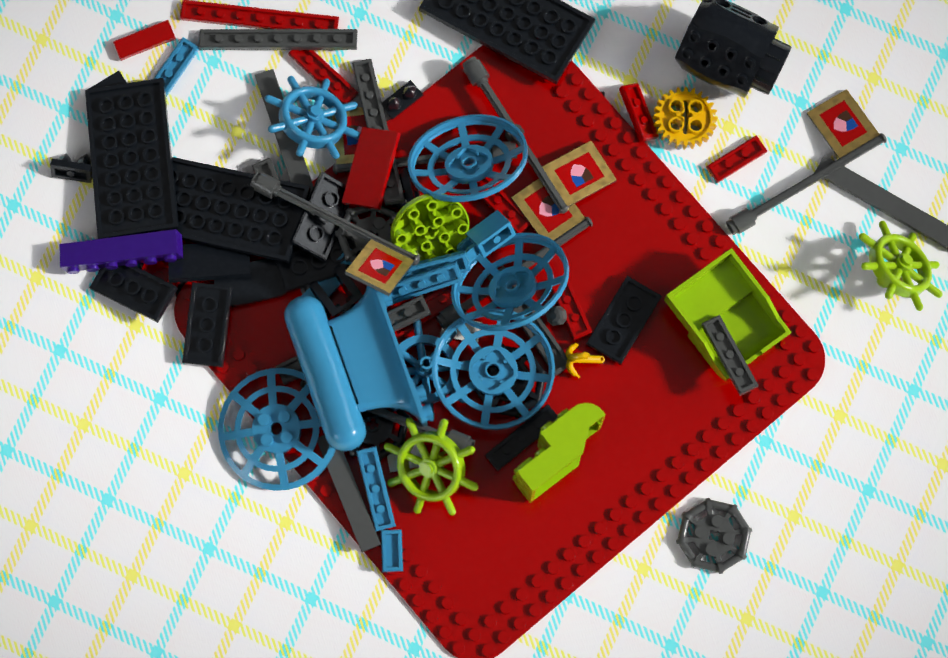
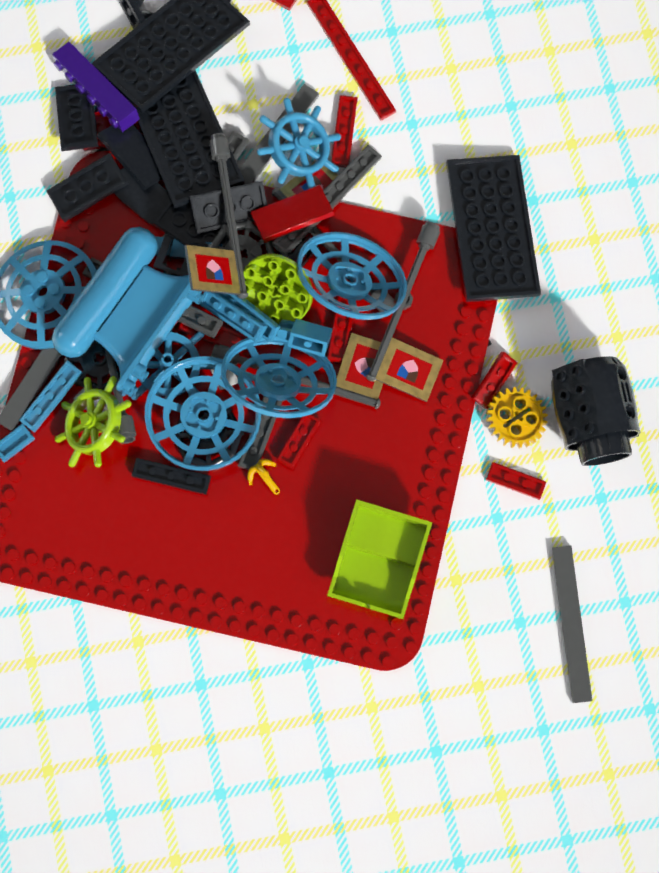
camera: 55 degrees right, 0 degrees up
(177, 63) = (269, 25): dark azure tile -> none
(278, 39) = (344, 81): dark grey tile -> none
(401, 99) = (367, 200): black tile -> none
(556, 315) = (284, 432): dark grey tile -> none
(559, 451) = (176, 509): lime piece -> none
(623, 320) = (320, 486): black tile -> none
(716, 524) = (192, 682): dark grey plate -> none
(729, 355) = (347, 583): dark grey tile -> none
(845, 131) = (602, 550): flag -> none
(900, 265) = (523, 666): lime piece -> none

